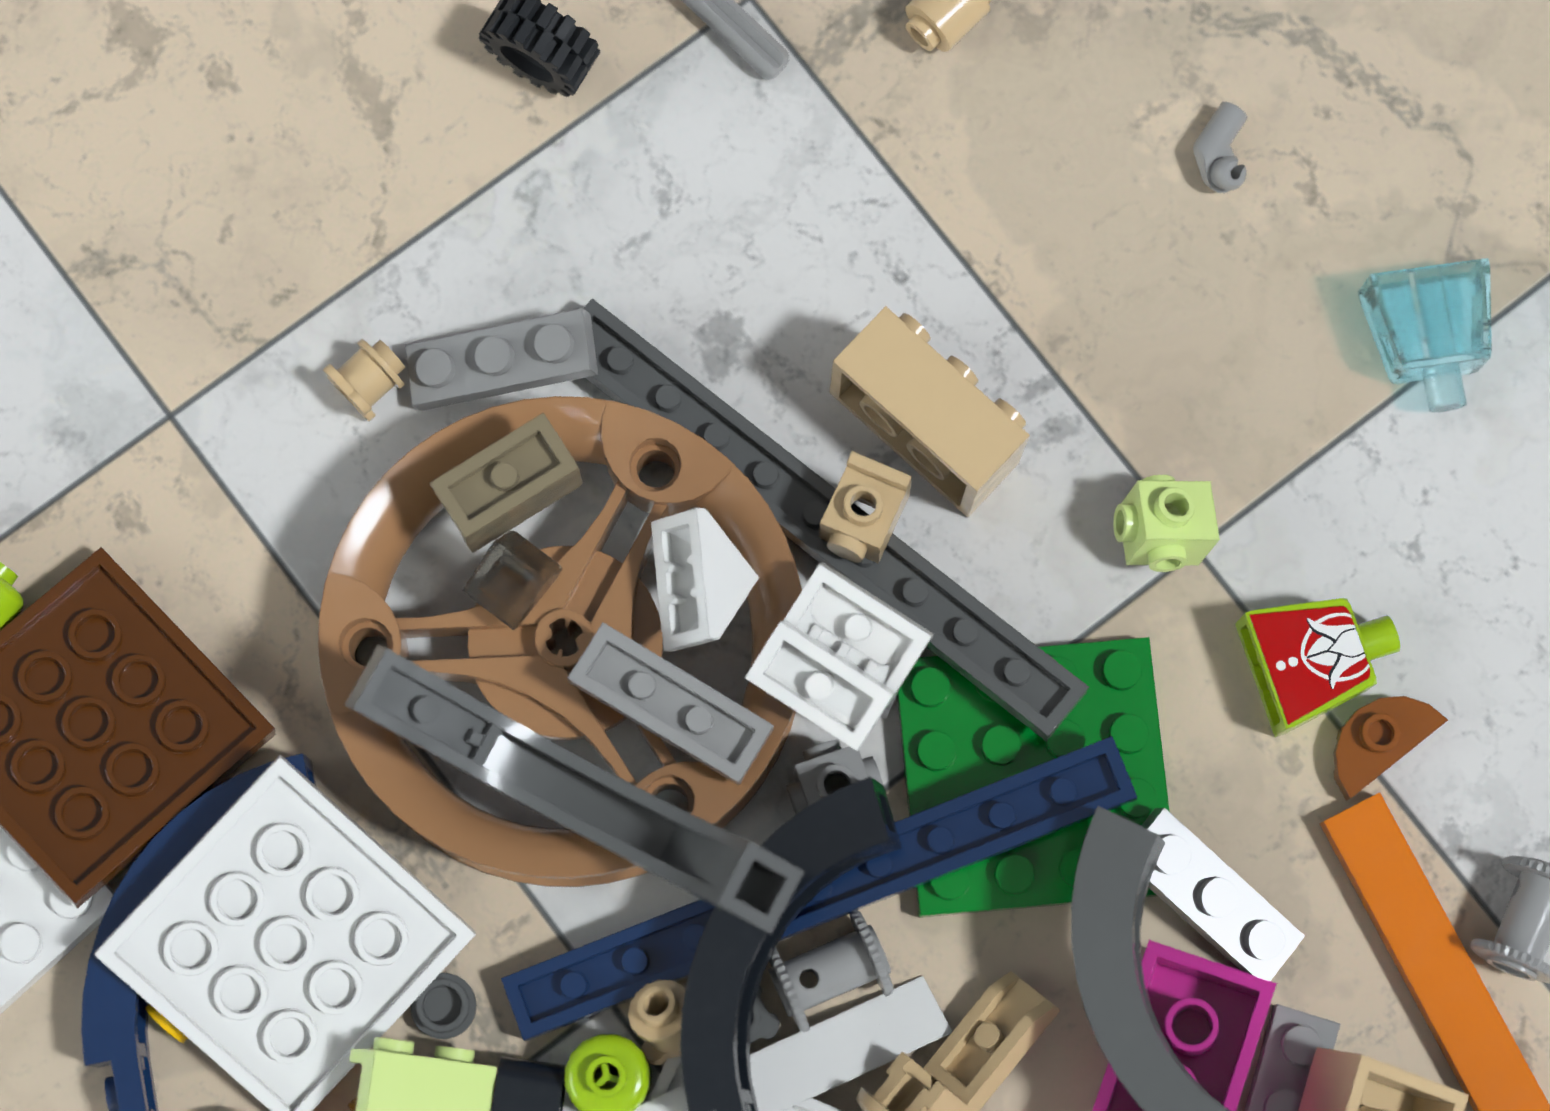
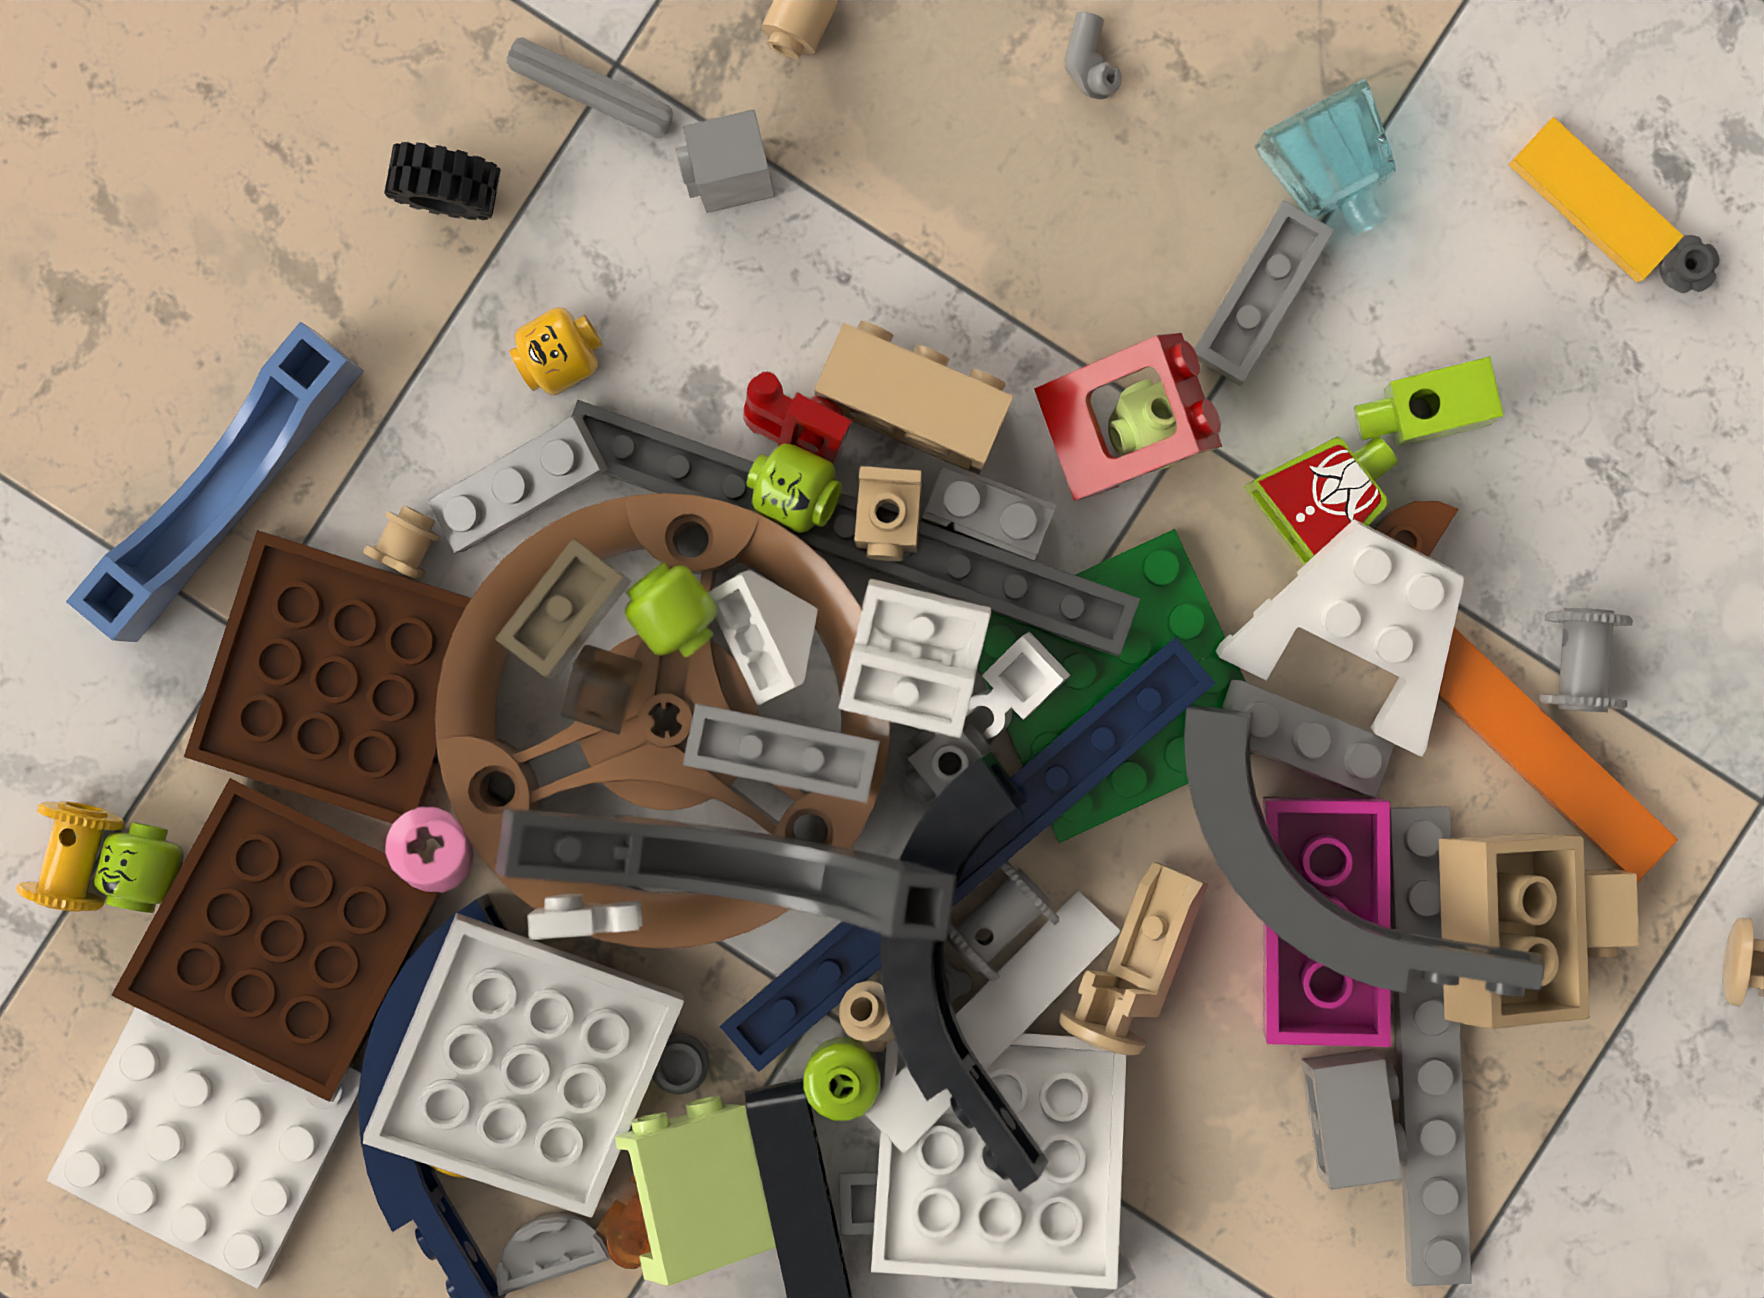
camera: 15 degrees left, 10 degrees up
(120, 305) = (160, 557): none -> medium blue arch
(237, 487) = (328, 680): none -> reddish brown plate
(271, 657) = (409, 838): none -> bright pink piece
(395, 791) = (569, 917): none -> white plate
(588, 245) = (556, 351): none -> yellow head
(612, 521) = (671, 610): none -> lime head
(778, 452) = (794, 488): none -> lime head
(808, 397) = (802, 421): none -> red plate
(824, 120) = (725, 162): none -> light grey brick
(938, 730) = (1020, 681): none -> white plate
(965, 548) = (988, 511): none -> light grey brick
(1081, 508) = (1076, 431): none -> window
(1316, 434) = (1262, 292): none -> light grey plate
(1330, 781) = (1375, 604): none -> white wing
(1481, 596) = (1458, 398): none -> lime torso

